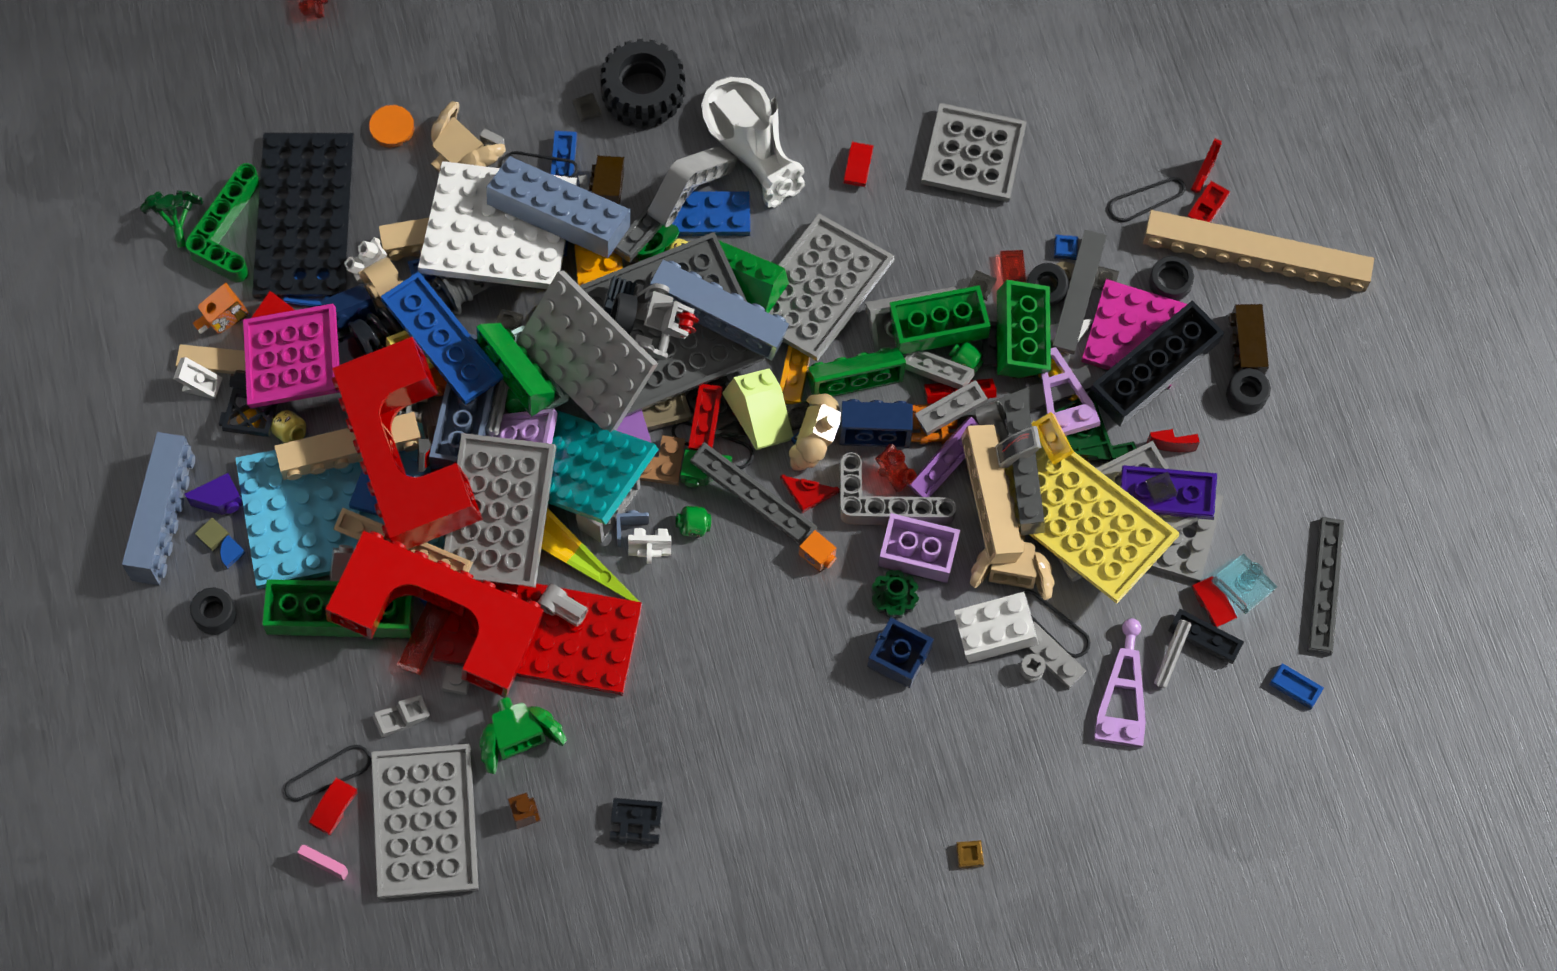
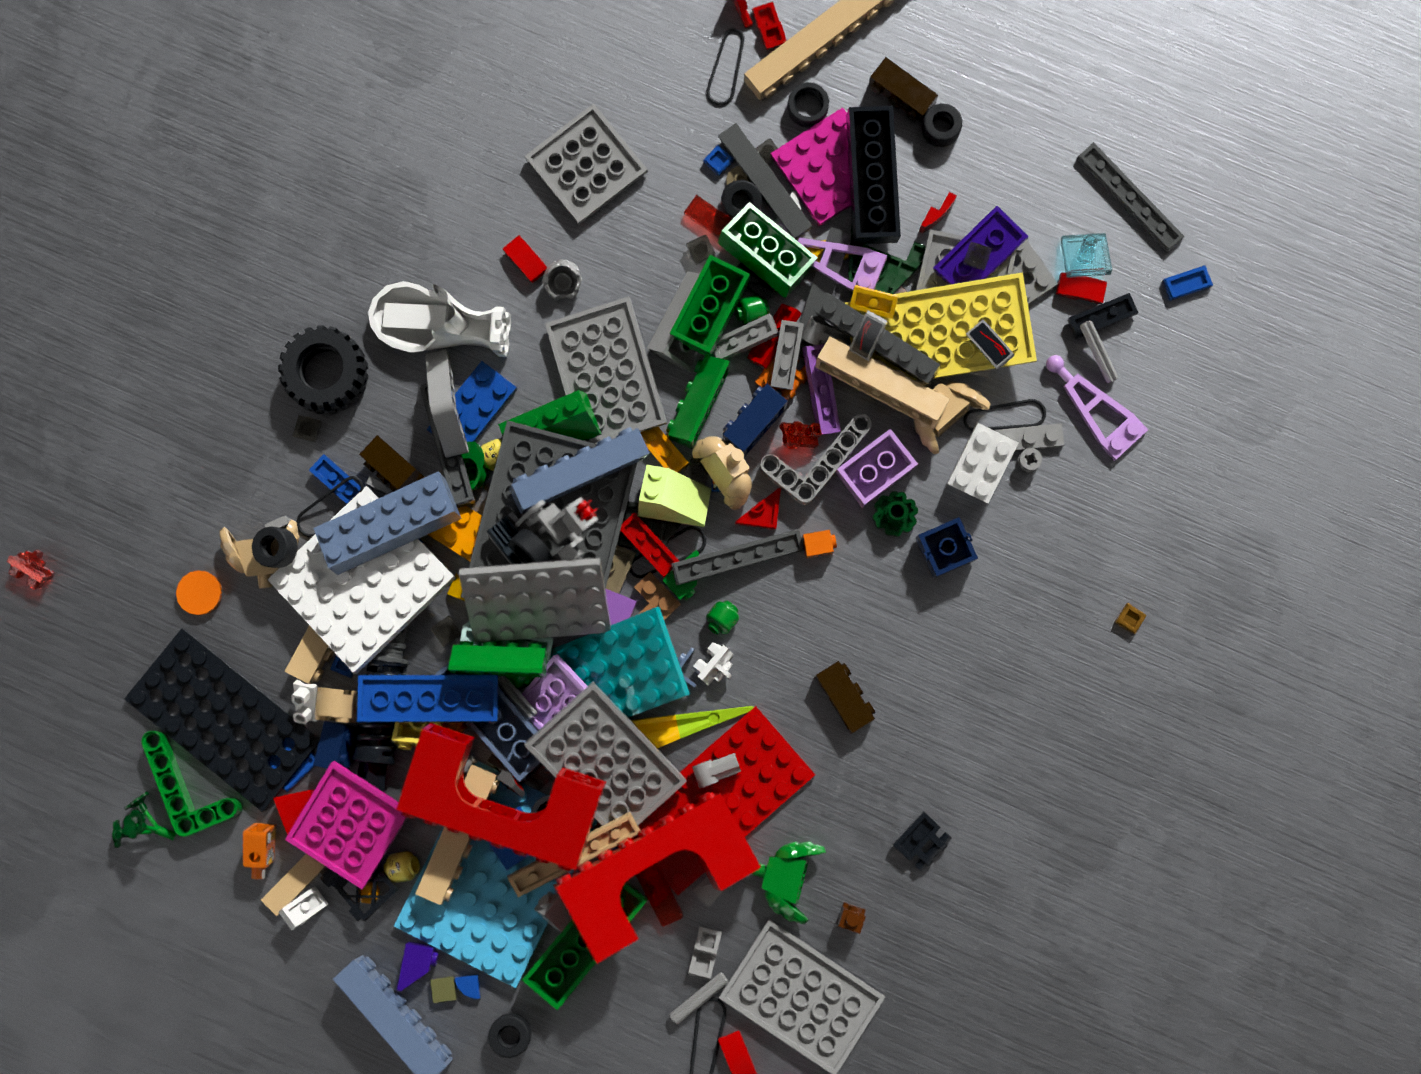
camera: 45 degrees left, 15 degrees up
(358, 738) = (699, 998): none -> light grey axle
(481, 146) = (262, 547): none -> black tyre
(708, 667) = (845, 696): none -> dark brown brick
(865, 200) = (562, 279): none -> light grey hair
(1096, 552) = (990, 344): none -> black slope

